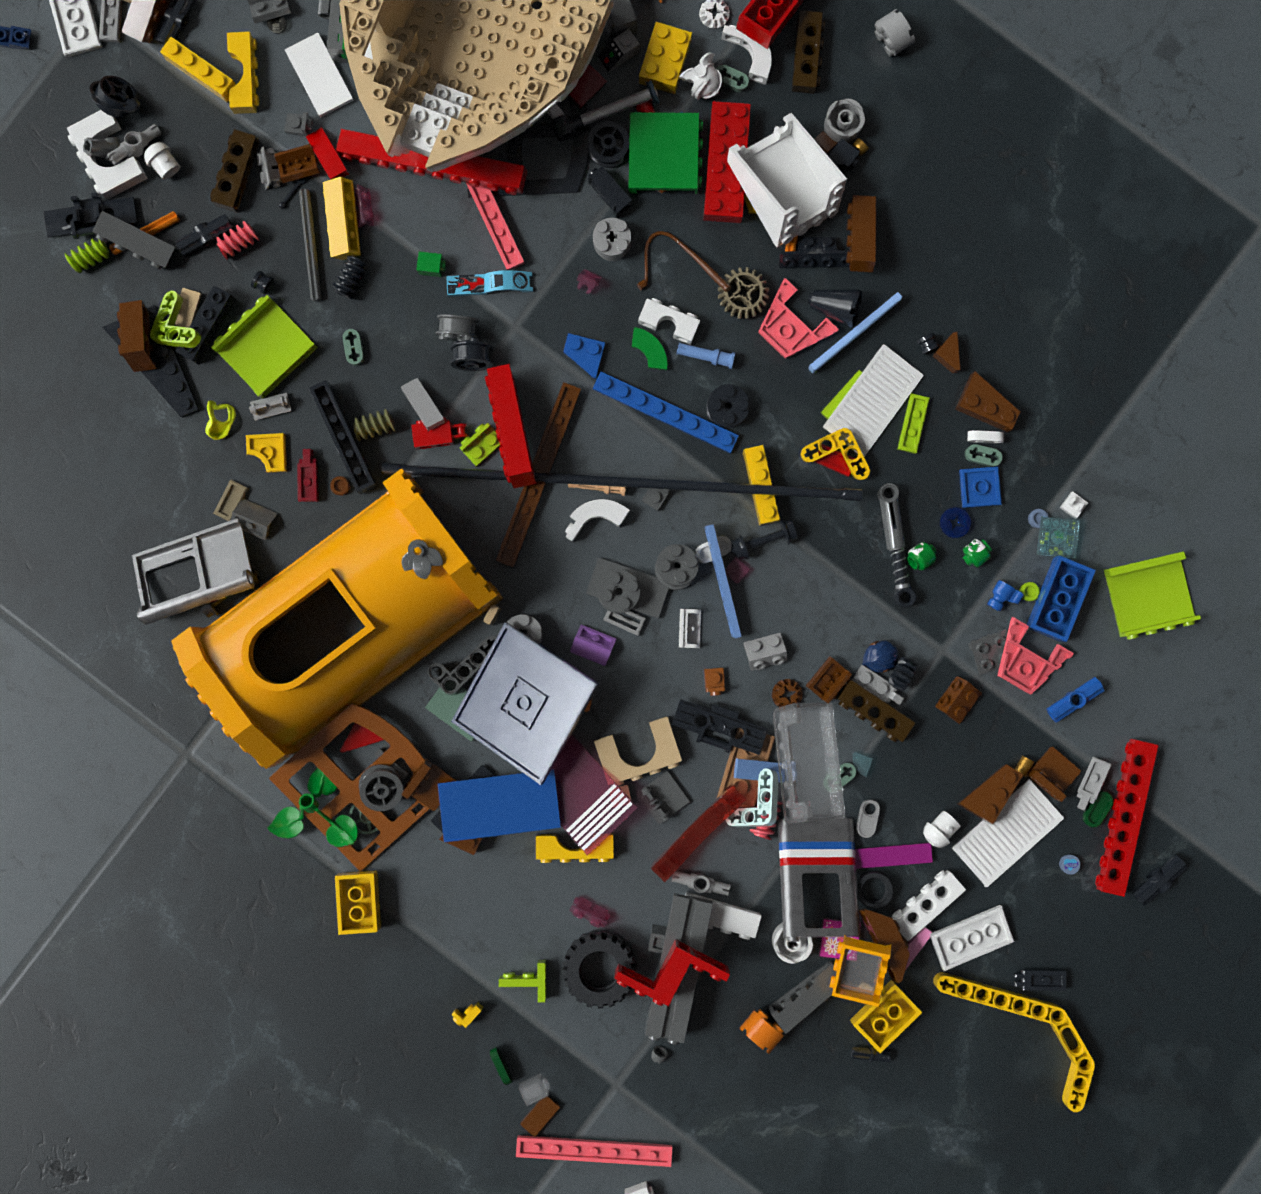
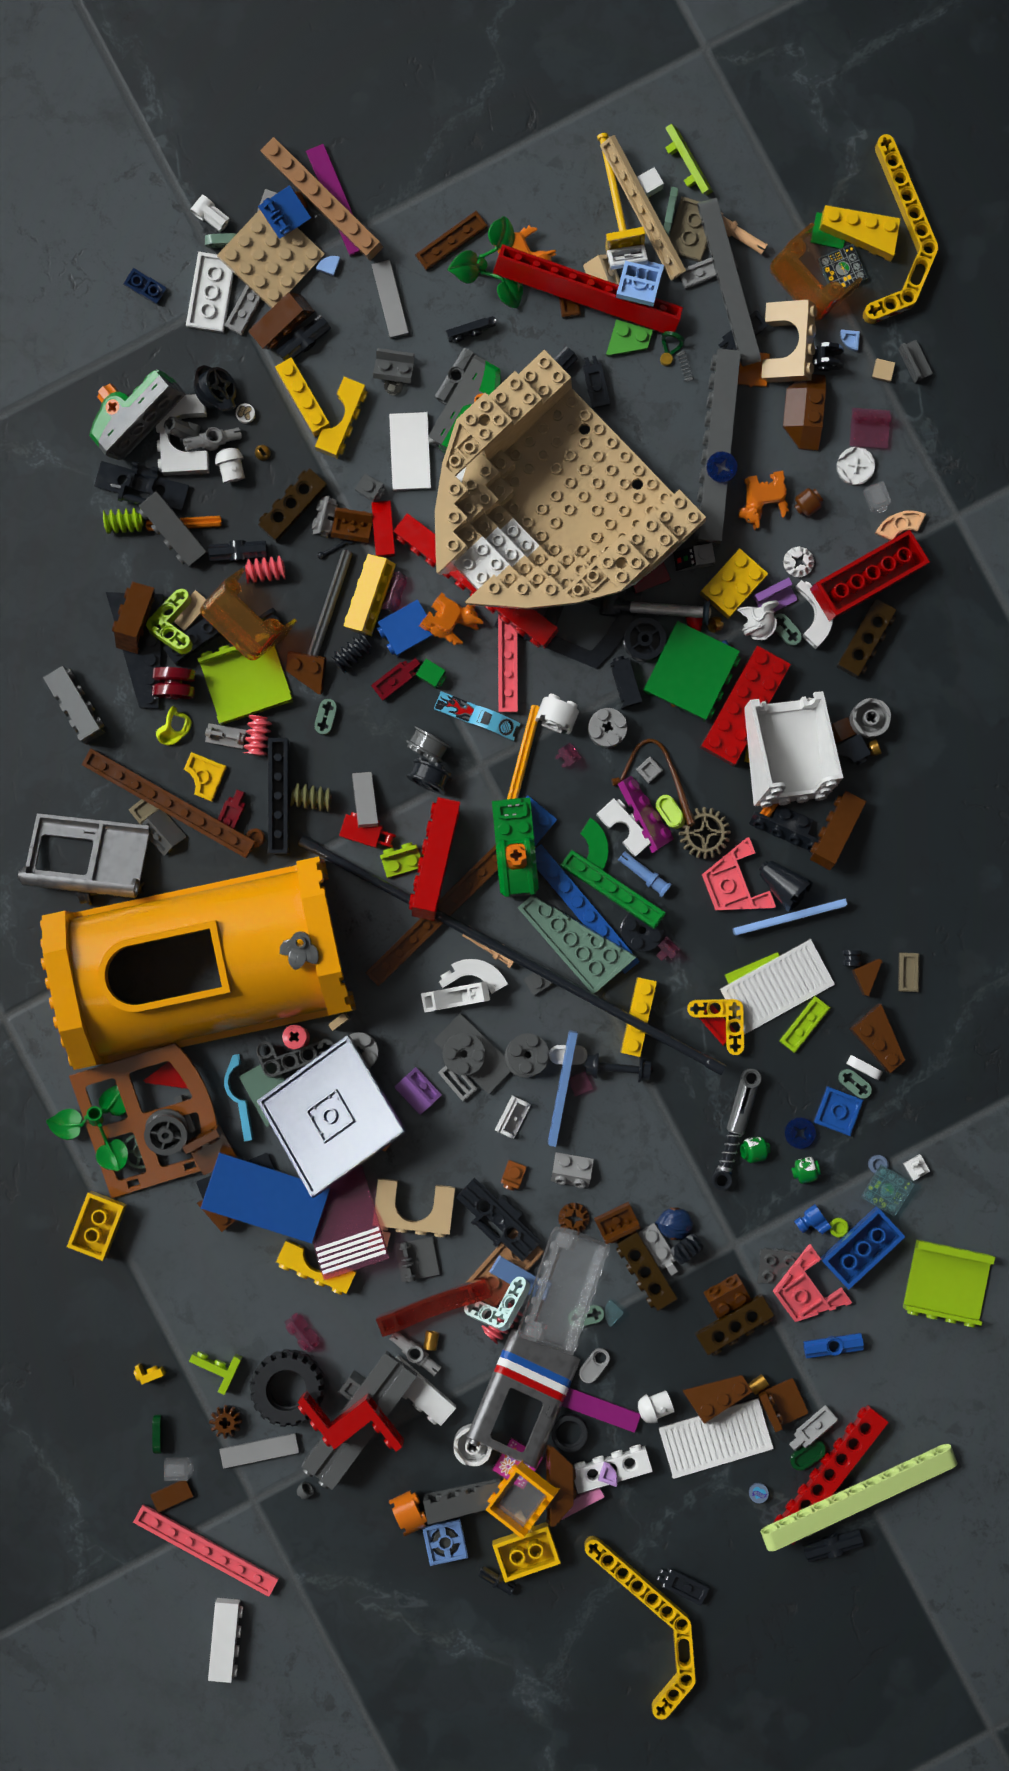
camera: 20 degrees right, 0 degrees up
(49, 157) = (129, 419): none -> dark grey piece
(120, 441) = (74, 704): none -> wedge
(154, 109) = (245, 413): none -> tile
(185, 141) = (258, 454): none -> pearl gold hinge
(200, 378) = (173, 683): none -> dark red wheel
(234, 294) = (239, 623): none -> clear orange windscreen
(246, 489) = (168, 803): none -> reddish brown plate
(298, 393) = (257, 735): none -> coral piece
(317, 312) = (307, 669): none -> reddish brown wing
(388, 233) = (403, 628): none -> blue panel
(400, 283) = (395, 678): none -> dark red hinge
(421, 203) = (447, 616): none -> orange animal
(447, 741) = (242, 1104): none -> medium azure piece
(454, 641) = (288, 1038): none -> coral piece
(549, 304) = (523, 753): none -> light orange axle
(560, 1019) = (220, 1426): none -> reddish brown gear
(561, 246) = (557, 714): none -> white brick
(579, 383) = (515, 847): none -> green piece
(588, 543) = (455, 996): none -> white arch
(600, 1037) = (259, 1450): none -> light grey tile
(663, 100) = (715, 624): none -> pearl gold hinge
(667, 260) = (649, 770): none -> light grey tile
(680, 299) = (644, 813): none -> magenta wing
(682, 448) = (586, 952): none -> sand green wing
(685, 381) = (613, 889): none -> green tile
(704, 288) = (670, 811): none -> lime tile
(709, 44) = (781, 592): none -> medium lavender panel
(710, 865) = (431, 1340): none -> pearl gold hinge
(758, 412) = (667, 948): none -> clear pink tile
(807, 1040) = (445, 1539): none -> medium blue piece
(894, 32) = (954, 658): light grey brick -> none
(927, 911) = (608, 1474): none -> lavender tile
(967, 726) = (706, 1334): none -> dark brown brick
(972, 937) = (637, 1517): white tile -> none
(984, 333) = (908, 972): none -> dark tan tile
(1163, 826) = (858, 1497): none -> yellowish green beam

